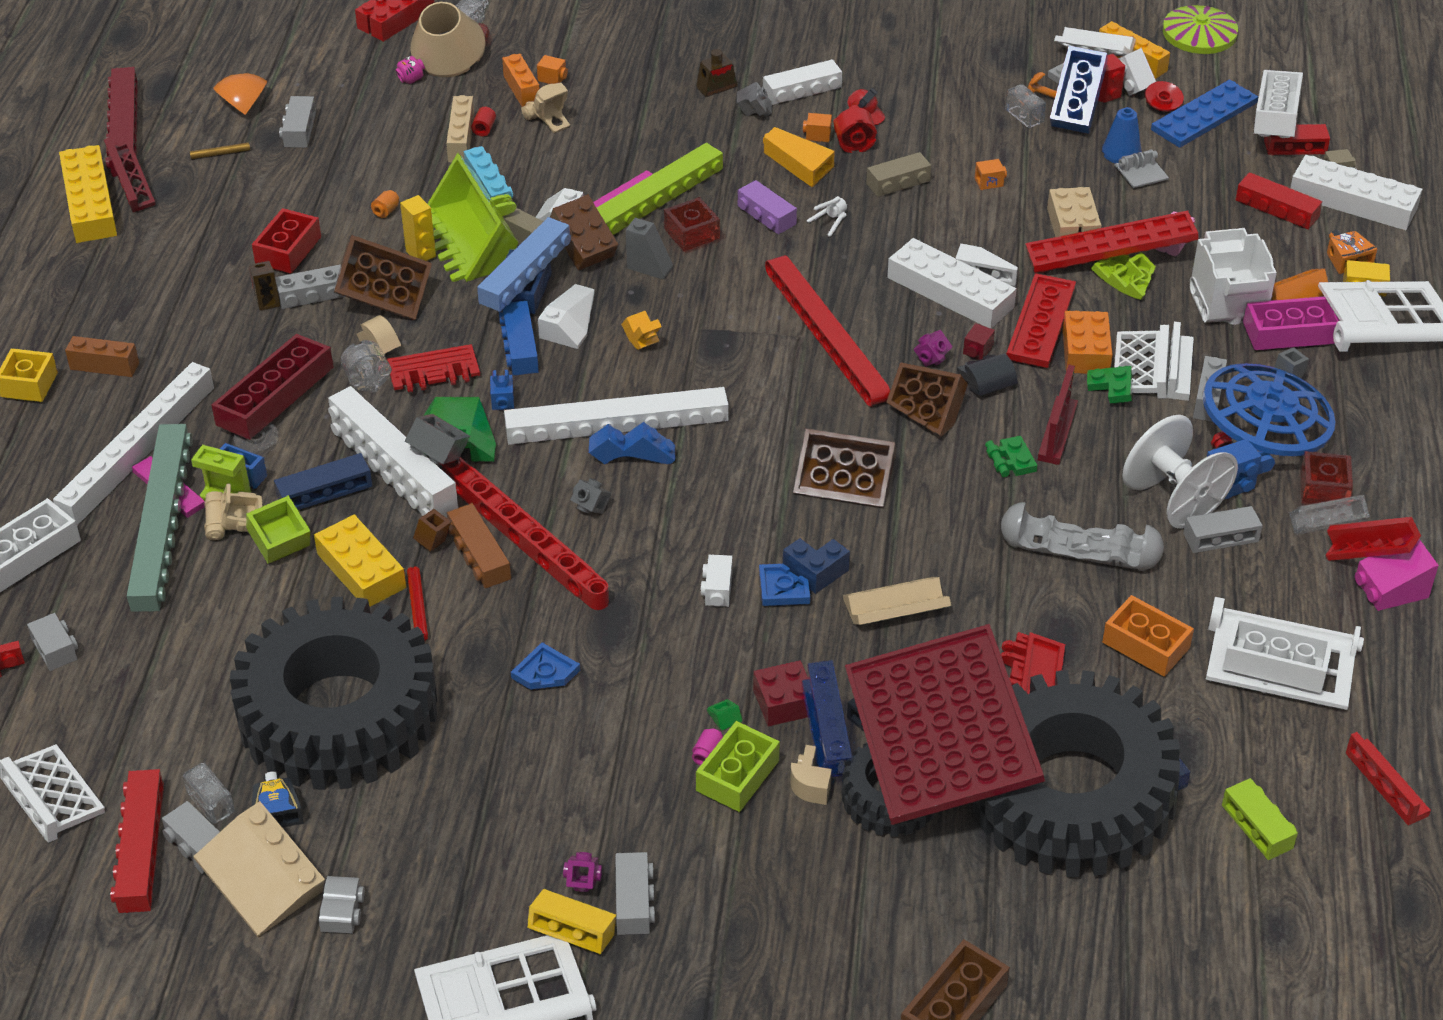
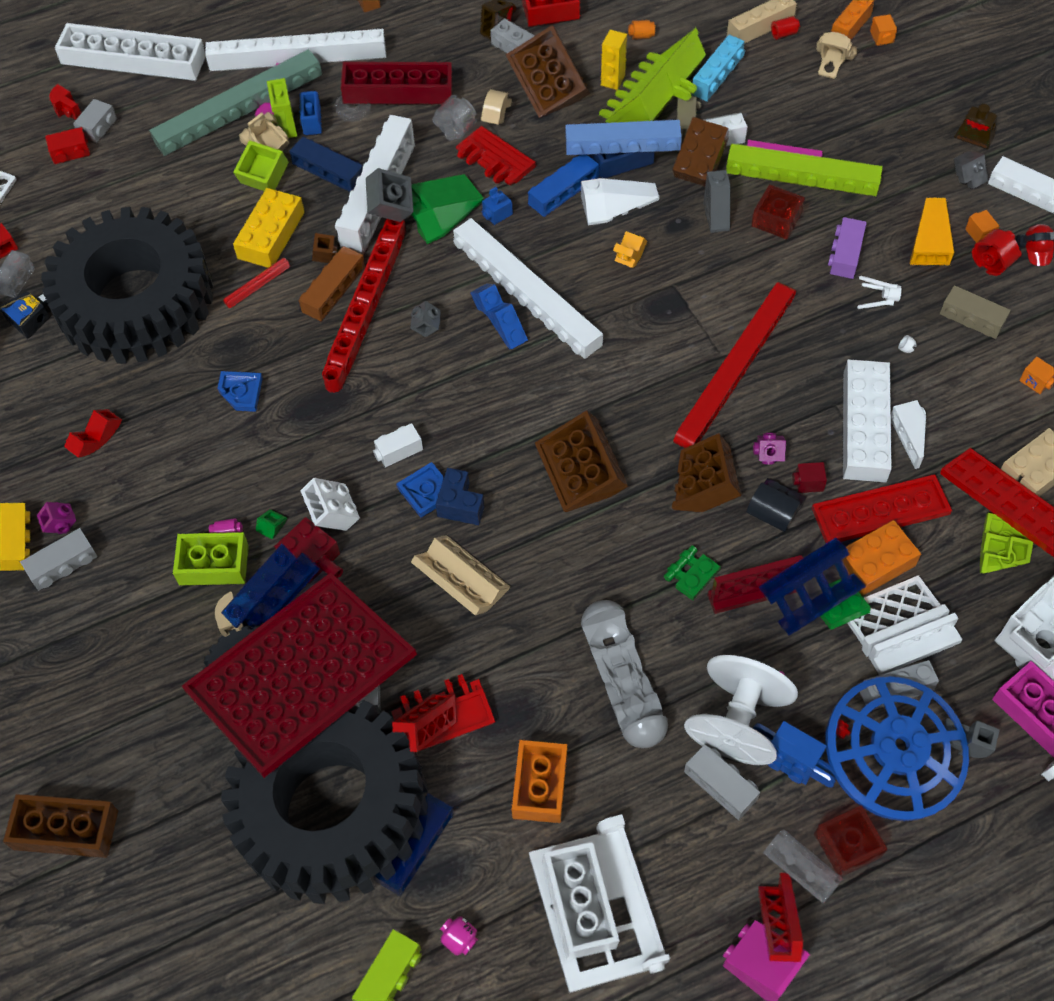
camera: 60 degrees right, 15 degrees up
(64, 678) = (67, 145): none -> red brick
(495, 804) = (97, 433): none -> red brick
(744, 647) = (330, 504): none -> white brick
(892, 223) = (907, 344): none -> white hinge
(1052, 659) = (424, 719): none -> red fence
(1095, 380) = (802, 572): none -> clear blue fence
(1254, 755) = (458, 935): none -> dark pink head

